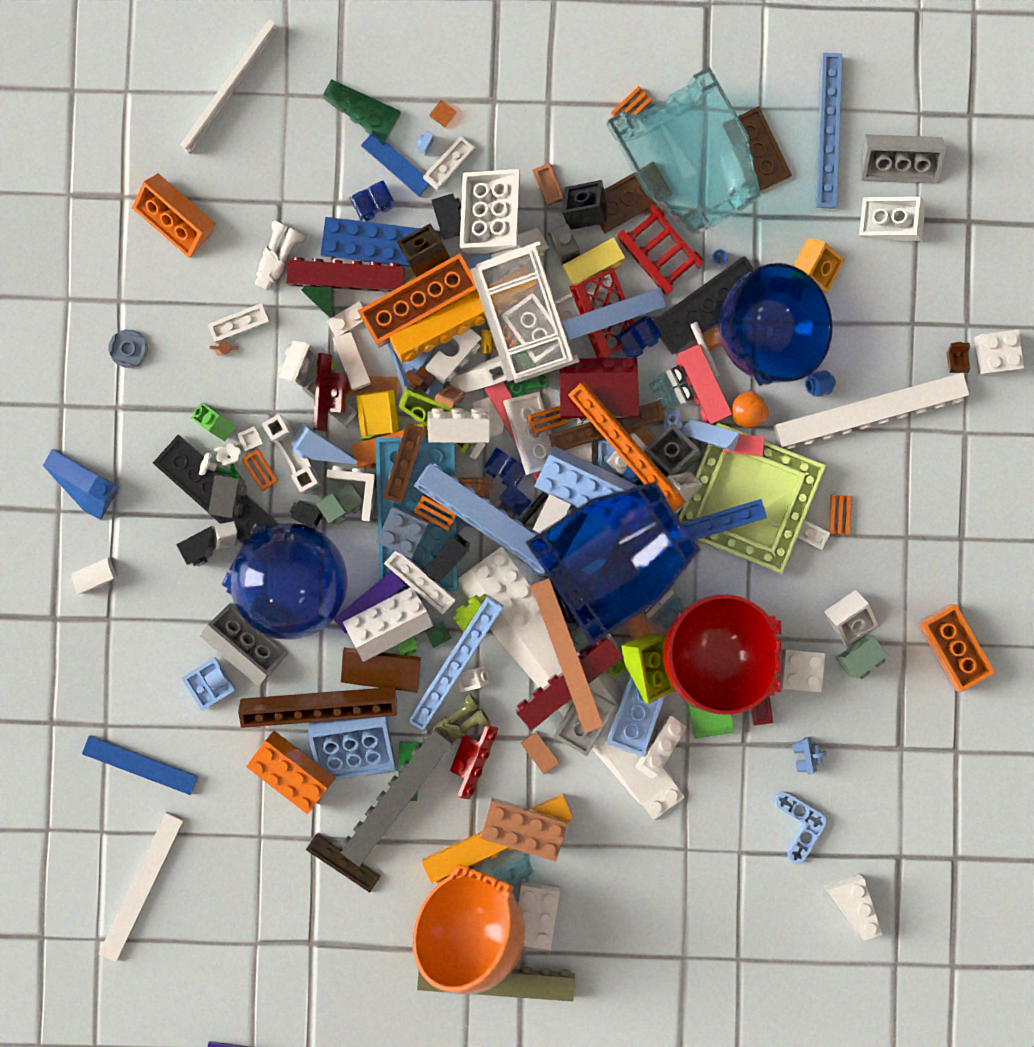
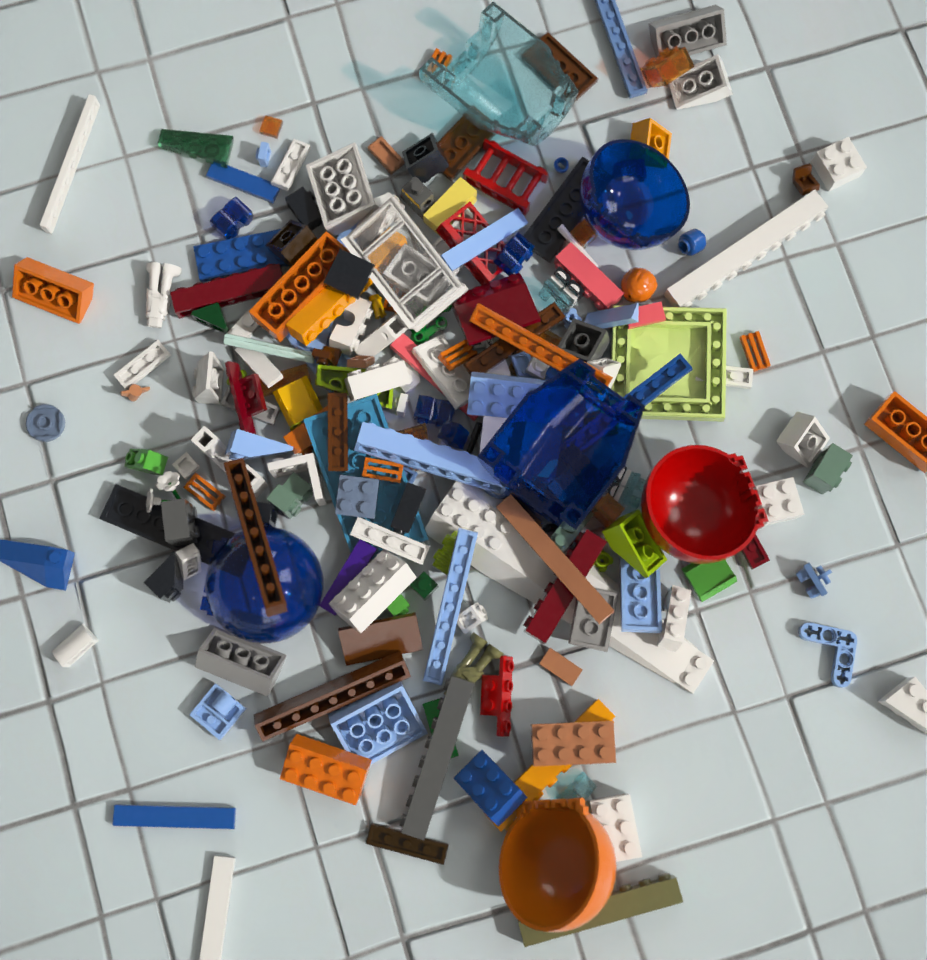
camera: 25 degrees left, 10 degrees down
(292, 544) = (255, 537): none -> reddish brown brick
(365, 350) = (269, 348): none -> light aqua axle
(434, 841) = (490, 788): none -> blue brick
(467, 308) = (349, 274): none -> black tile
(864, 191) = (667, 66): none -> clear orange brick

